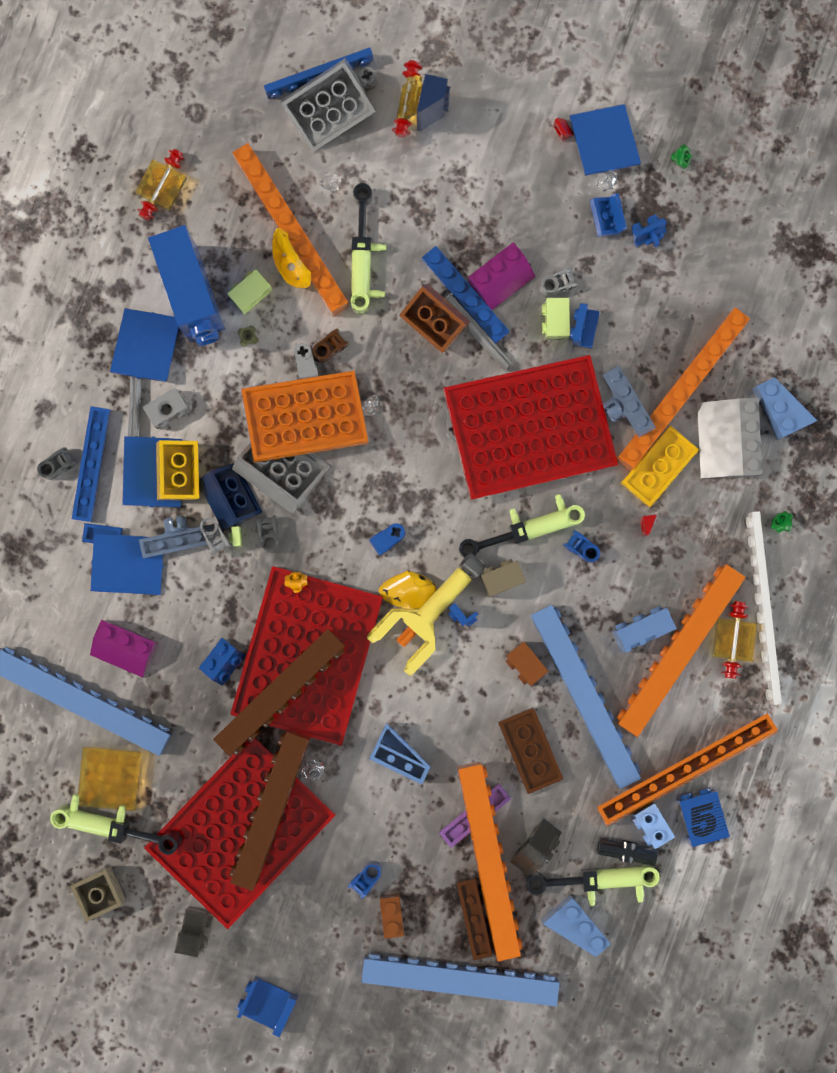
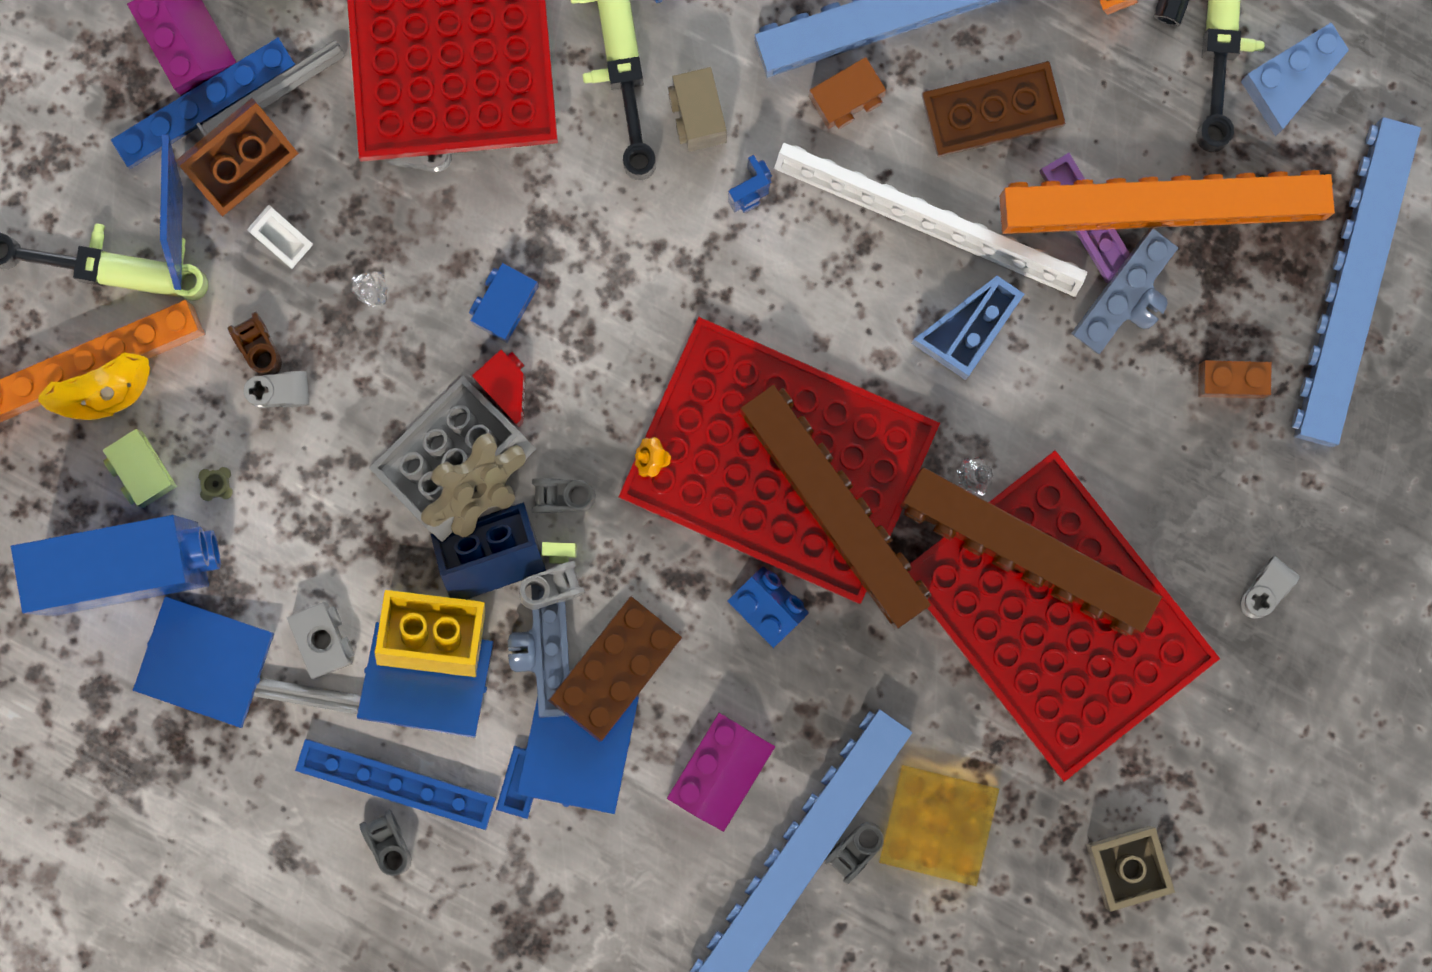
camera: 80 degrees left, 0 degrees up
(85, 730) = (854, 852): none -> dark grey piece
(115, 829) = (1024, 827): piece -> none
(172, 579) = (615, 669): none -> reddish brown plate
(192, 936) = (1217, 716): clear smoke brick -> none
(267, 1005) = (1355, 610): blue panel -> none
(272, 486) = (458, 481): none -> dark tan plate
(274, 954) = (1271, 585): none -> light grey piece
(304, 416) = (370, 403): orange plate -> none
(327, 491) = (504, 383): none -> red slope
(363, 881) = (1169, 416): blue piece -> none
(375, 483) = (503, 302): none -> blue brick
(385, 541) = (602, 299): blue piece -> none
(393, 350) = (280, 236): none -> white slope
(394, 285) = (171, 212): none -> blue piece
(409, 588) = (701, 266): yellow piece -> none
(422, 620) = (747, 254): light yellow piece -> none
(433, 845) = (1128, 293): none -> sand blue plate
(458, 728) = (930, 219): none -> white plate
(474, 918) = (1259, 244): reddish brown plate -> none
(537, 848) = (1157, 120): clear smoke brick -> none

